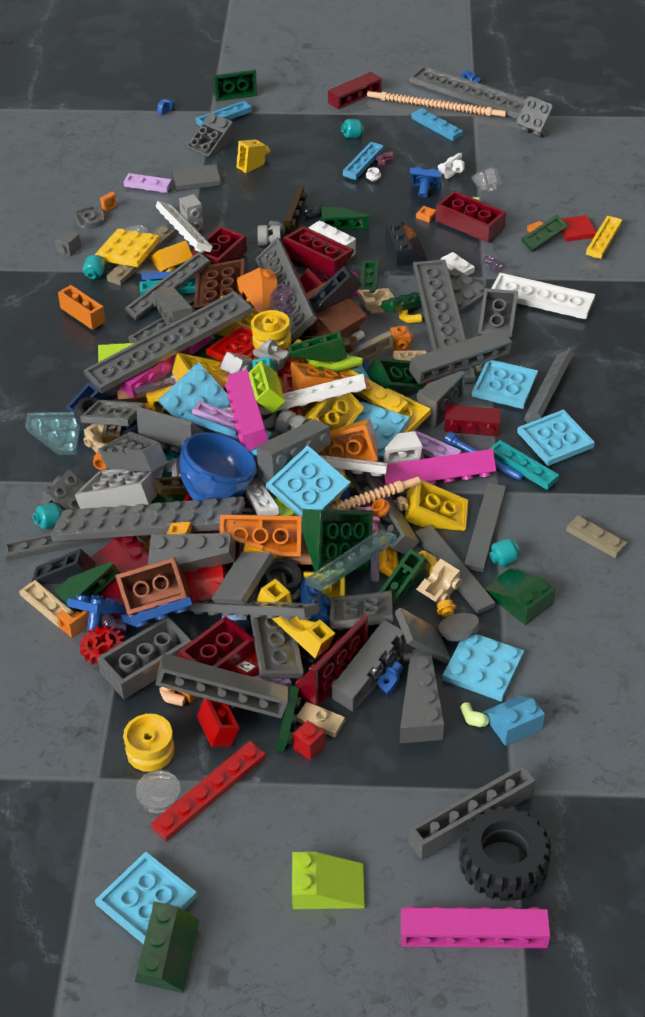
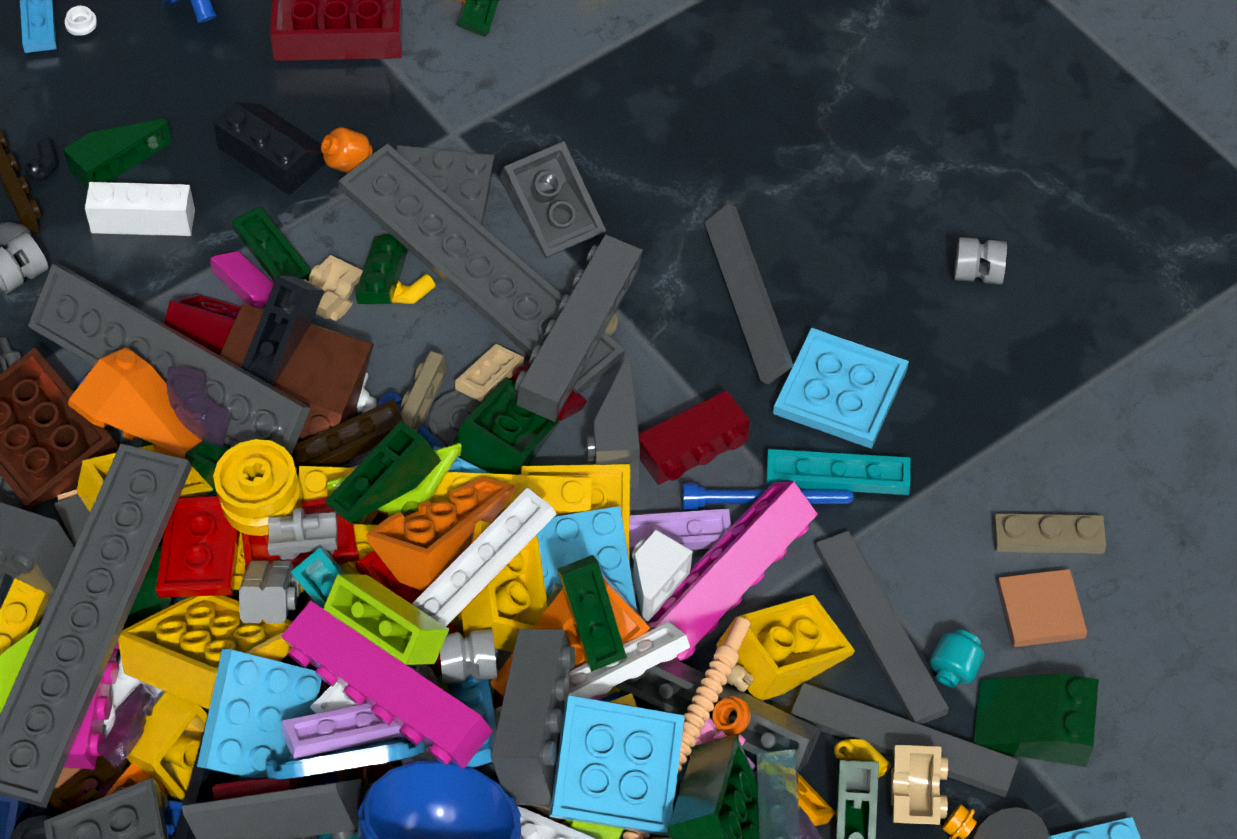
camera: 40 degrees left, 10 degrees up
(317, 251) = (140, 248): dark red slope -> none
(349, 431) = (592, 612): none -> dark green plate
(401, 336) = (444, 340): orange brick -> none
(426, 214) = (246, 55): orange tile -> none
(429, 254) = (345, 149): none -> orange head
(454, 261) = (393, 131): white plate -> none
(494, 263) = (448, 96): clear purple arm -> none
(505, 383) = (678, 331): medium azure plate -> none
(547, 296) = (586, 117): white plate -> none
(564, 559) = (1042, 608): none -> nougat tile

